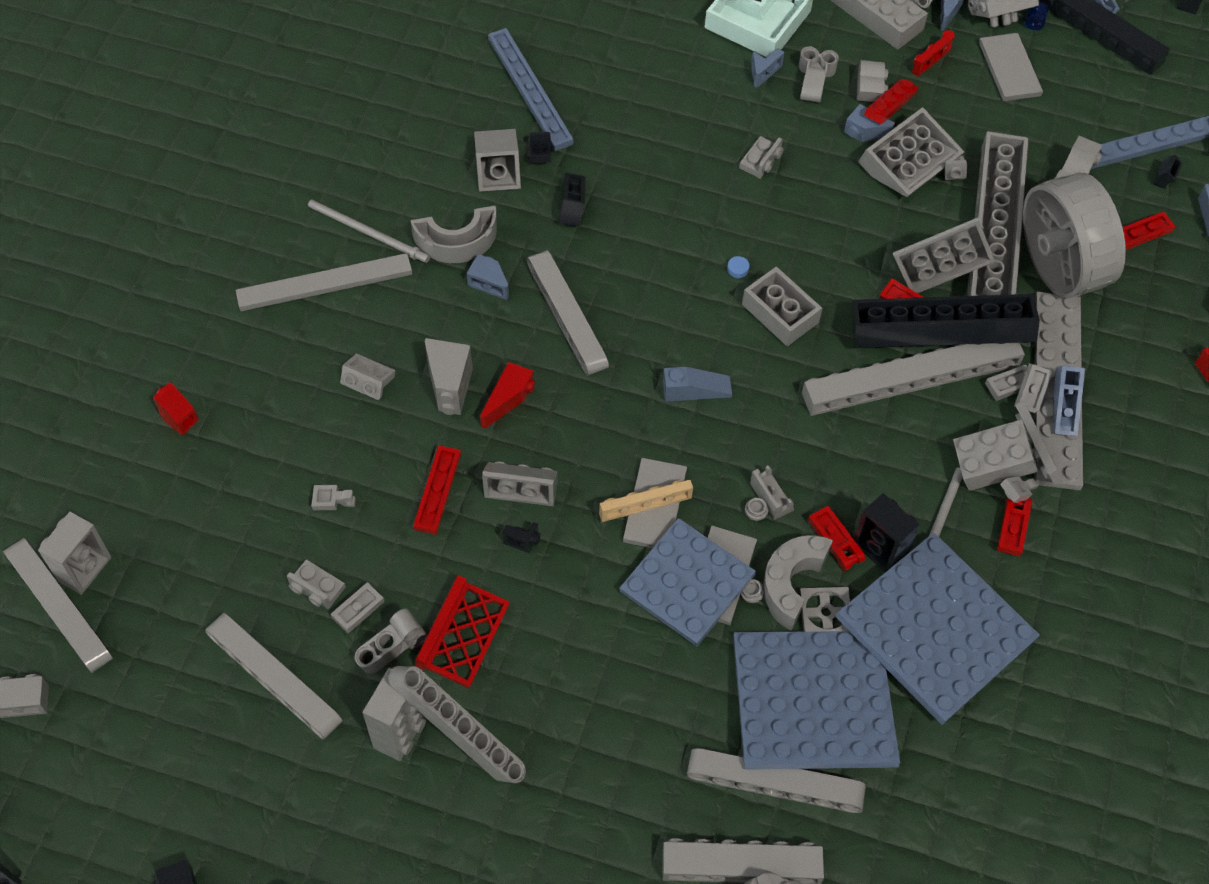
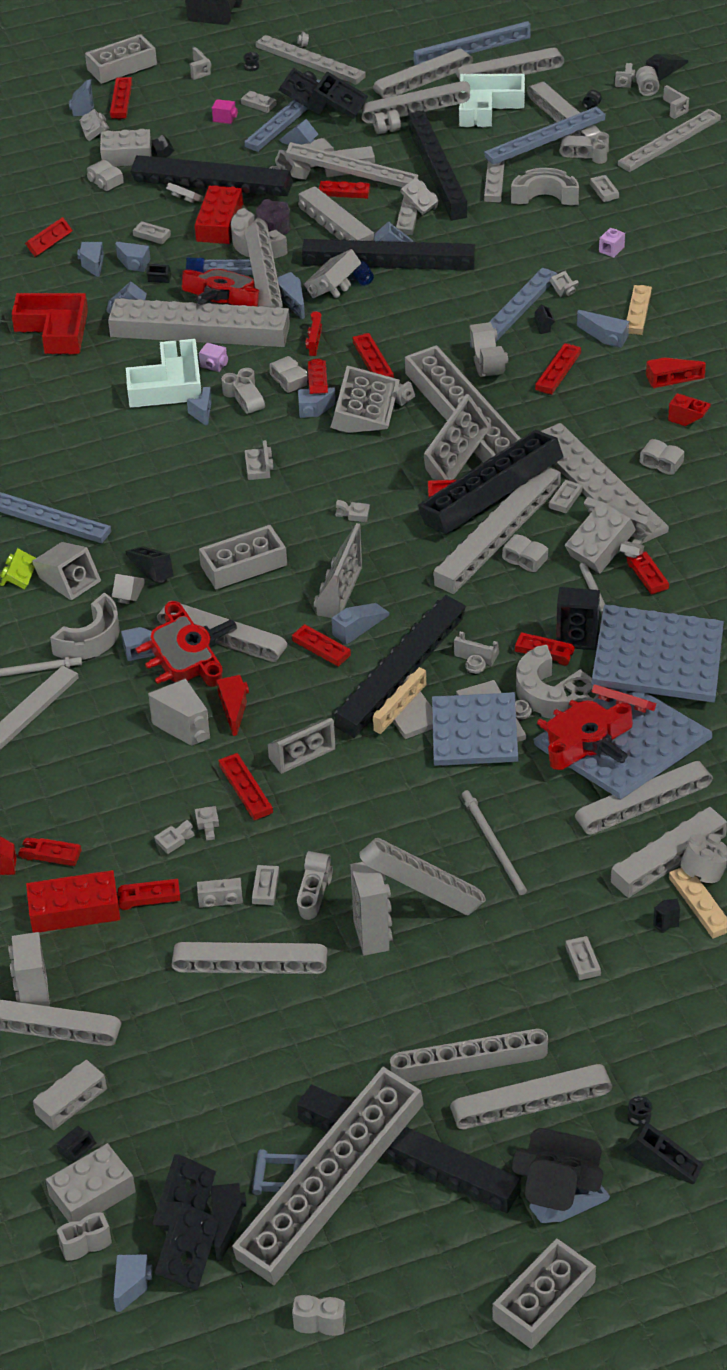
camera: 35 degrees left, 15 degrees down
(190, 501) = (73, 901): none -> red brick
(225, 437) = (50, 851): none -> red hinge
(259, 540) = (148, 893): none -> red plate
(366, 376) = (117, 755): light grey bracket -> none
(375, 499) = (207, 819): none -> light grey plate
(442, 623) = (331, 842): red fence -> none
(462, 132) = (19, 569): none -> lime bracket
(501, 306) = (185, 647): none -> piece
(520, 539) = (335, 776): black bracket -> none
(530, 211) = (127, 588): none -> light grey slope
(540, 147) = (95, 546): black bracket -> none
(614, 659) = (471, 803): none -> light grey bar
(638, 388) = (321, 645): none -> red plate
(651, 247) = (243, 556): none -> light grey brick
(687, 460) = (401, 663): none -> black brick
(715, 330) = (341, 577): none -> light grey slope
(738, 267) = (313, 537): medium blue tile -> none
(775, 669) = (585, 731): none -> red piece
(781, 306) = (379, 537): light grey brick -> none
(799, 266) = (355, 512): none -> light grey plate
(820, 21) = (213, 357): none -> lavender brick
(849, 657) = (640, 704): none -> red plate
(913, 419) = (523, 552): none -> light grey brick
(965, 111) = (371, 355): none -> red plate
(1010, 67) = (375, 314): light grey tile -> none
(1034, 387) = (584, 486): light grey plate -> none
(1067, 399) = (612, 479): sand blue slope -> none
(1074, 235) = (520, 390): light grey wheel -> none
(1147, 402) = (663, 457): none -> light grey brick

